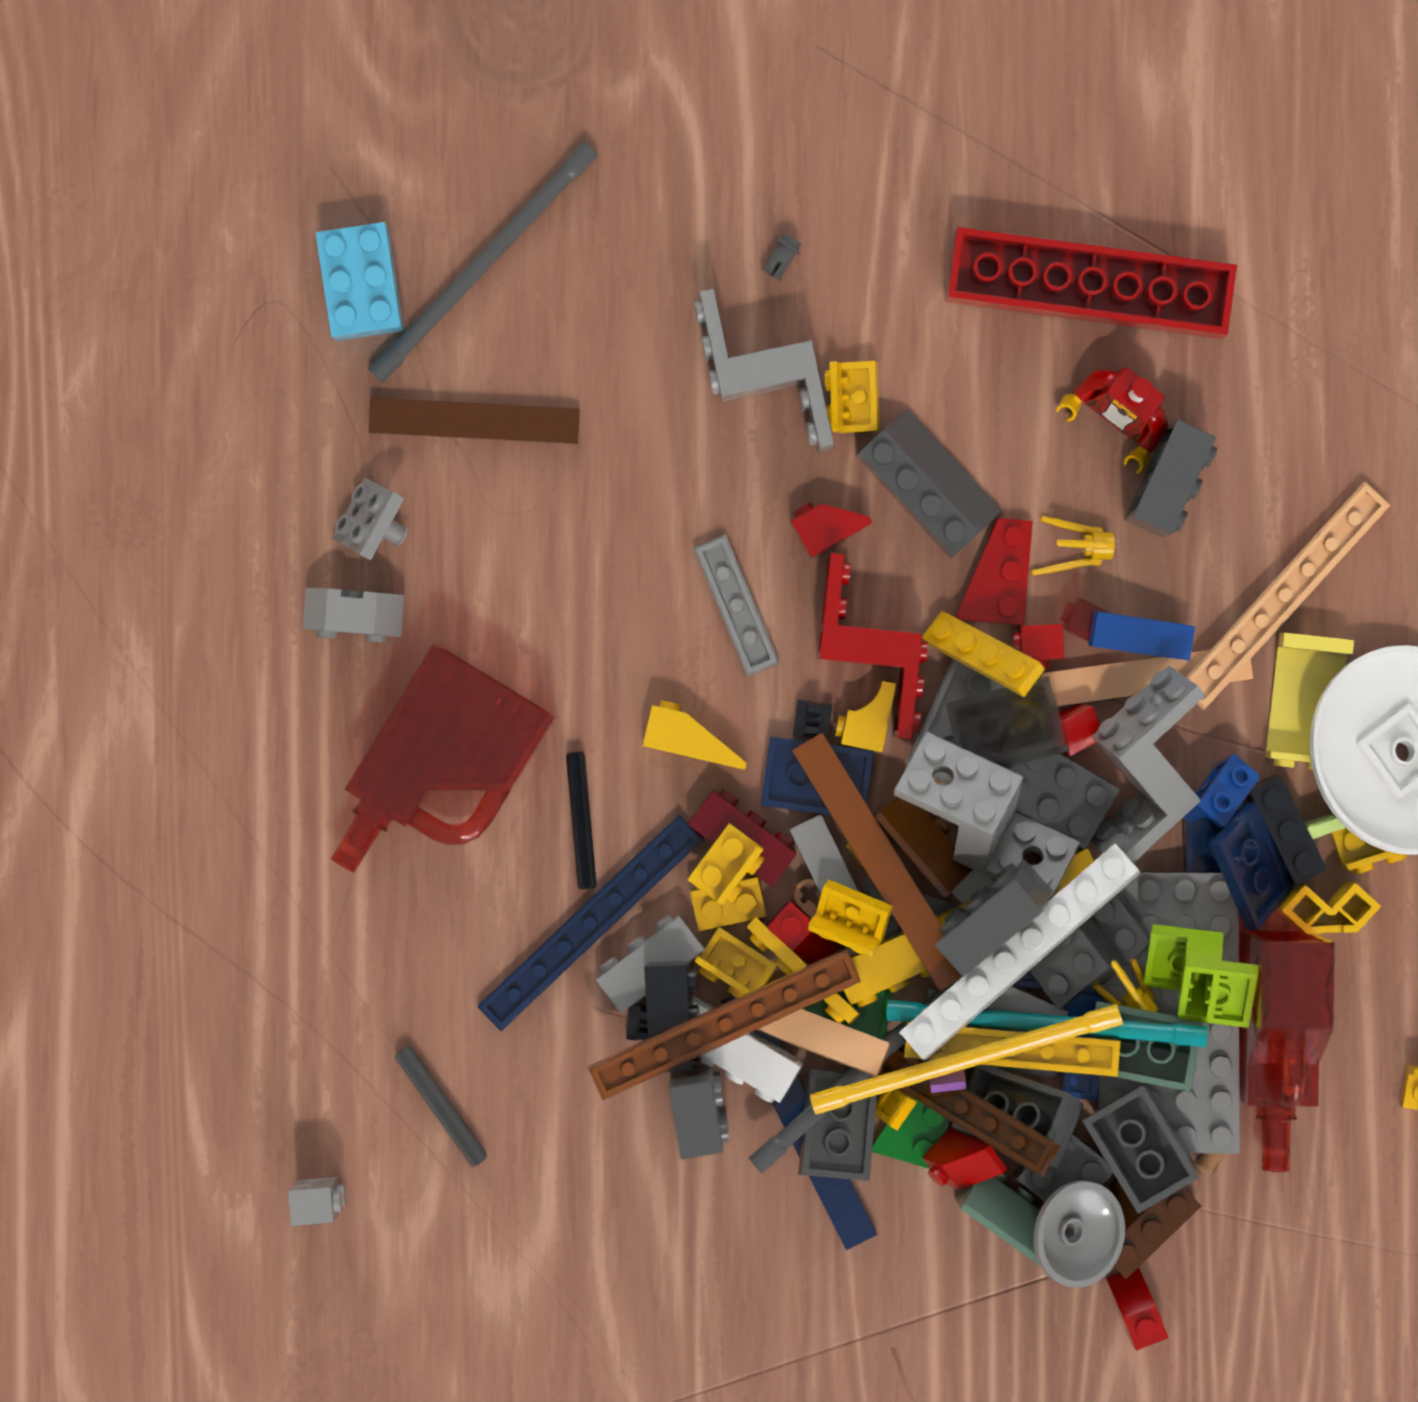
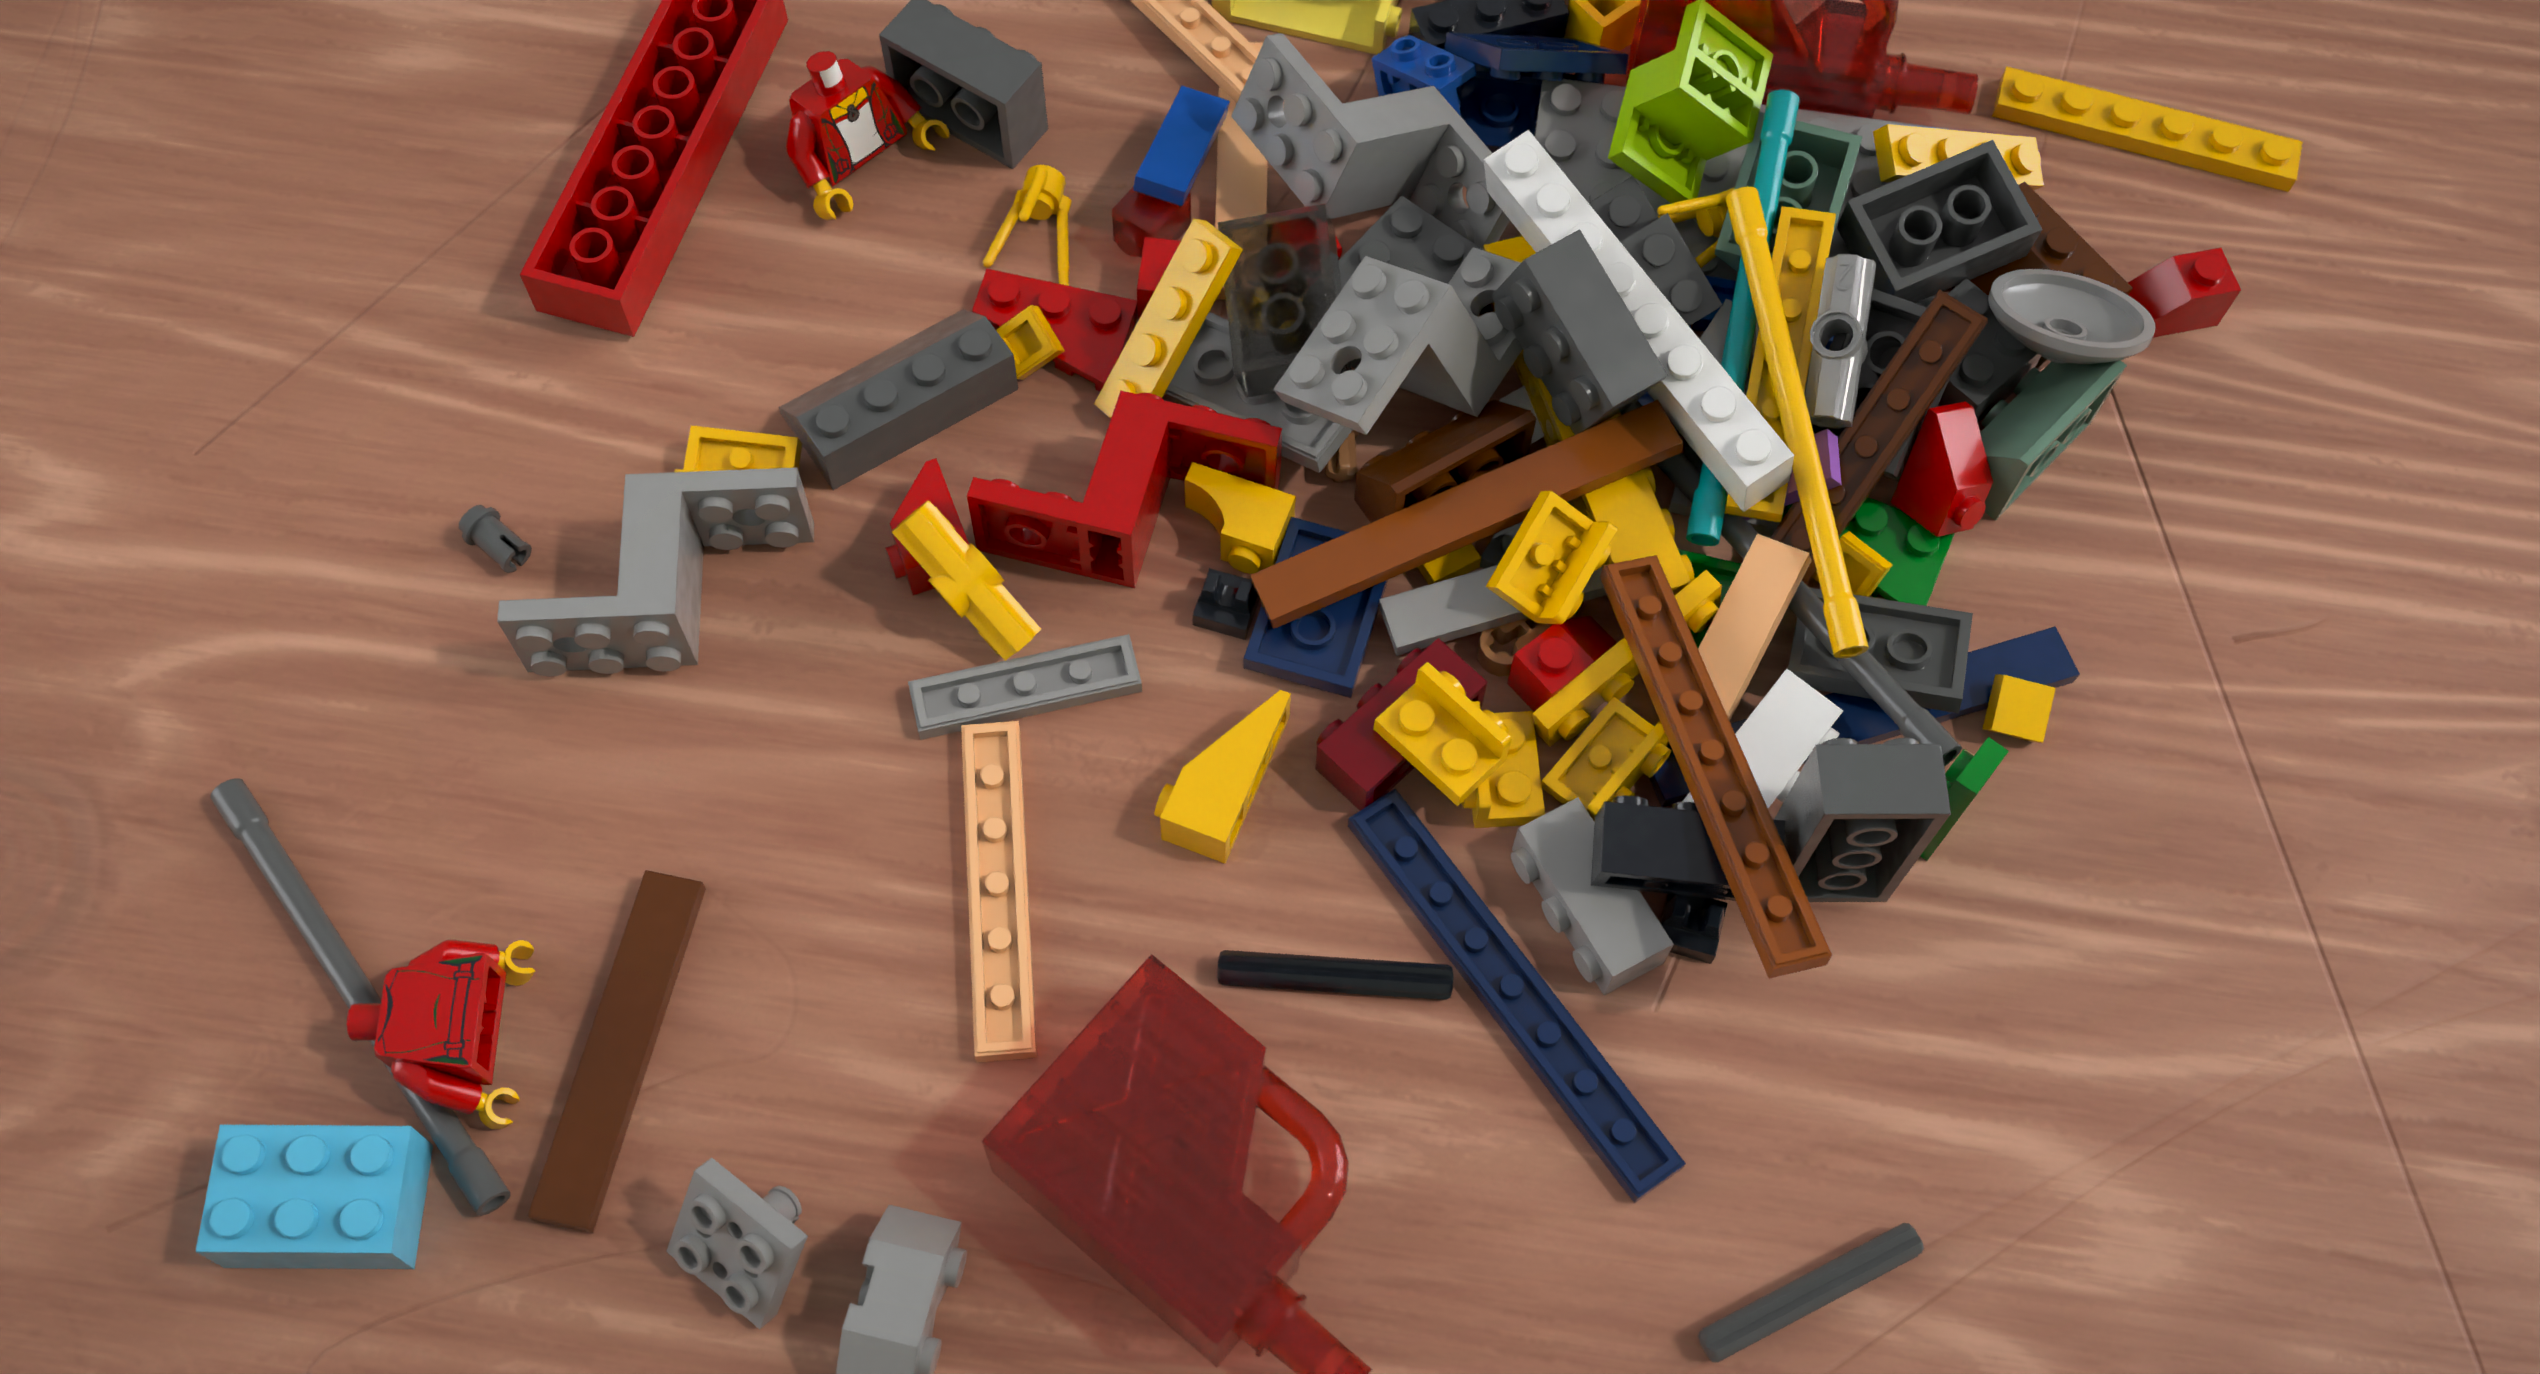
camera: 80 degrees left, 25 degrees down
(463, 325) = (444, 1023): none -> red torso
(604, 615) = (998, 893): none -> light nougat tile
(733, 1173) = (1964, 782): none -> green wing
(787, 559) = (966, 580): none -> yellow piece
(814, 1212) = (2019, 708): none -> yellow tile
(976, 560) = (1030, 341): none -> yellow tile
(1002, 1083) = (1842, 309): none -> light grey piece
(1214, 1161) = (1910, 148): none -> yellow plate
(1284, 1294) = (2148, 129): none -> yellow plate

